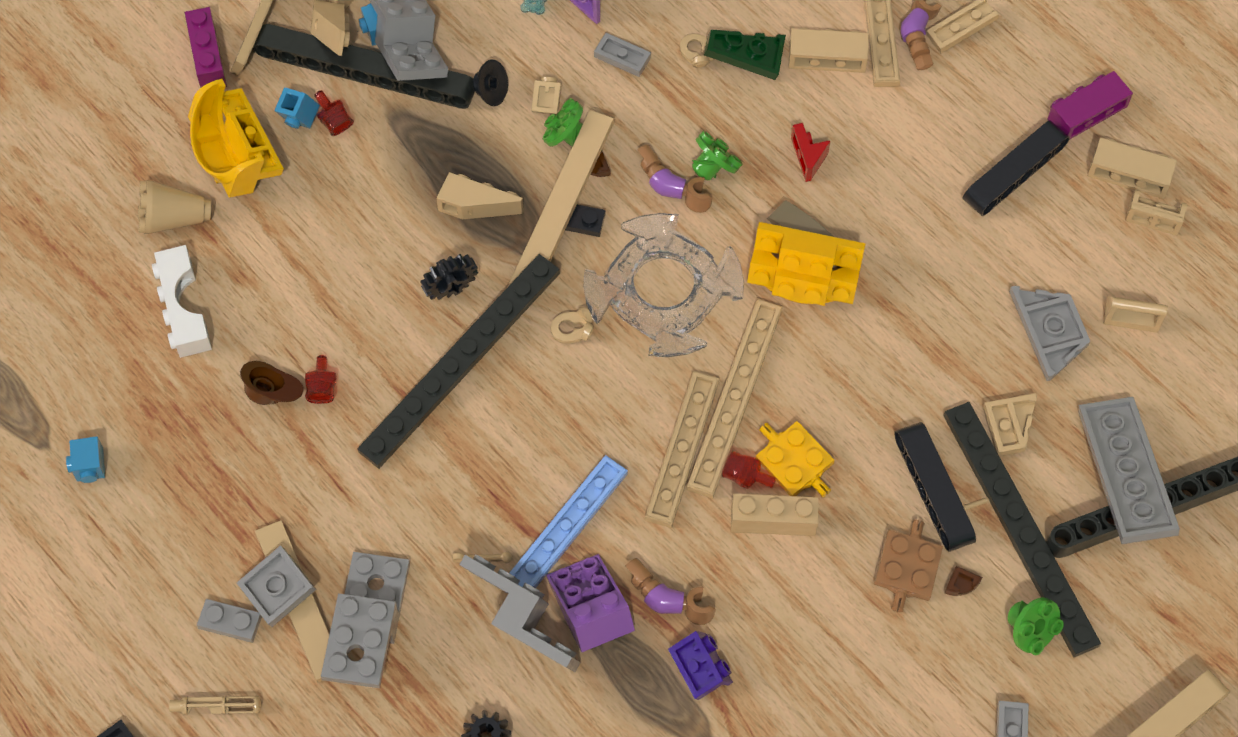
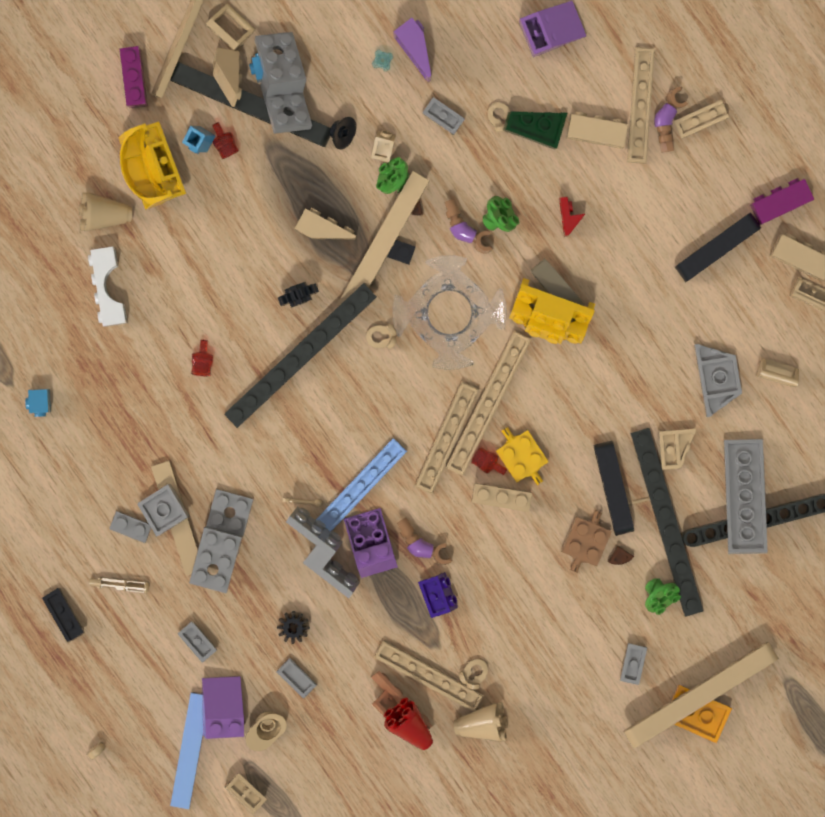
camera: 10 degrees right, 25 degrees up
(268, 384) = (168, 361): reddish brown piece -> none

